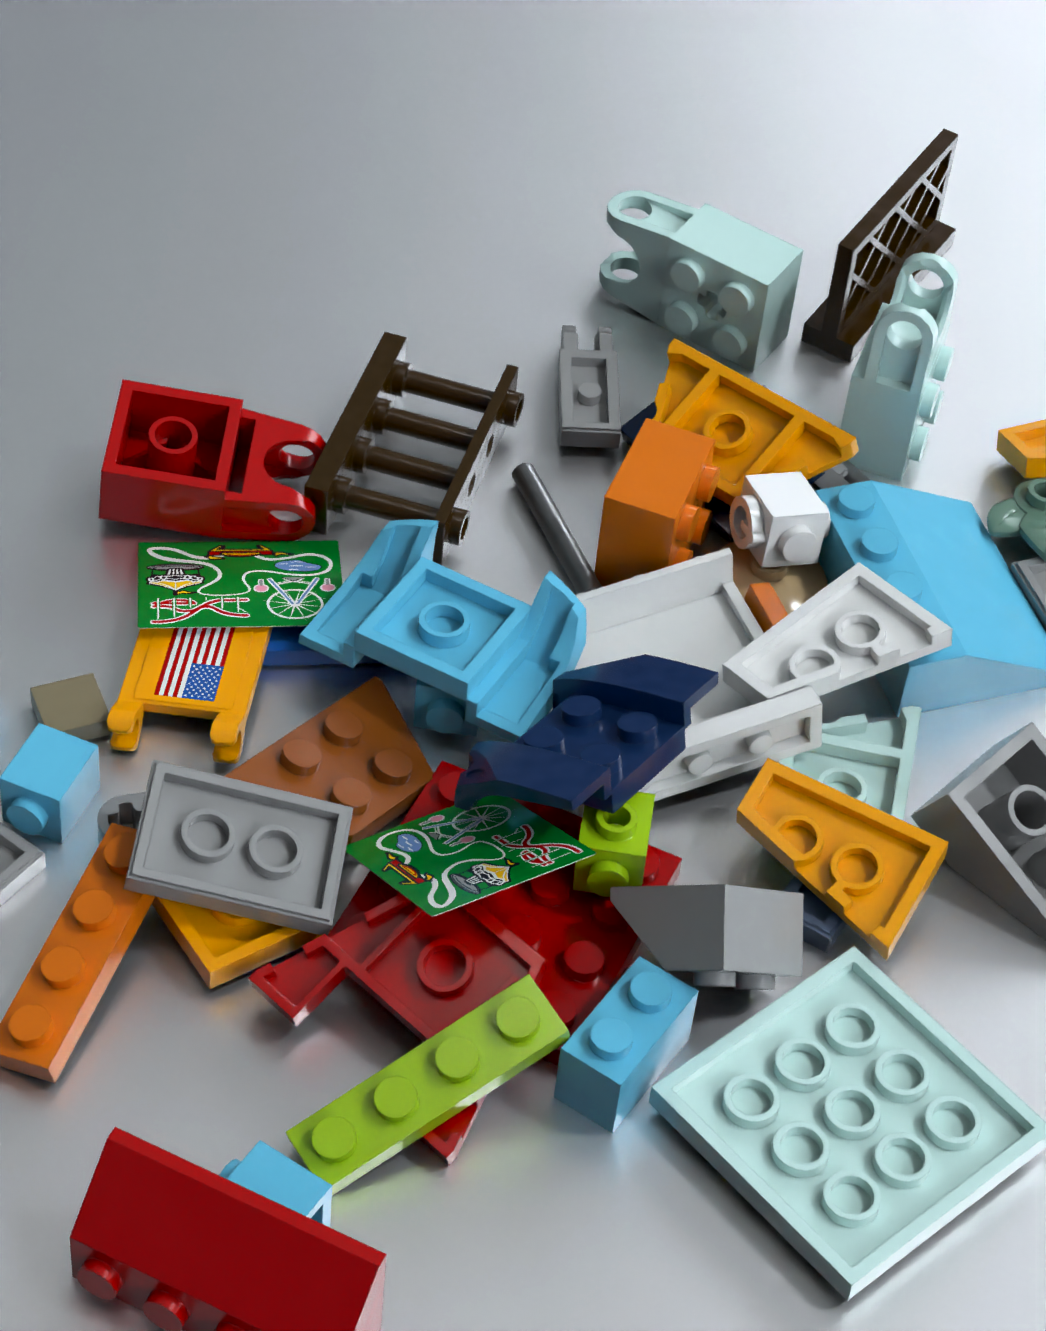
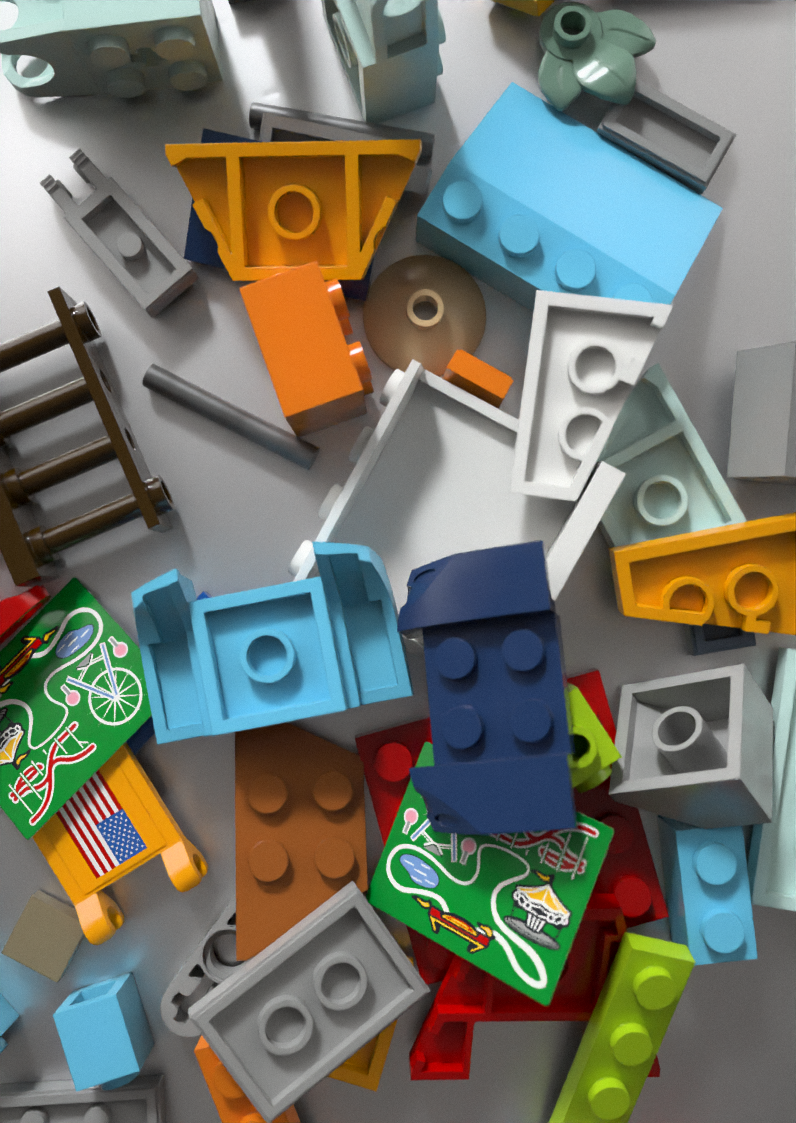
camera: 35 degrees left, 40 degrees up
(779, 519) = (413, 272): white brick -> none

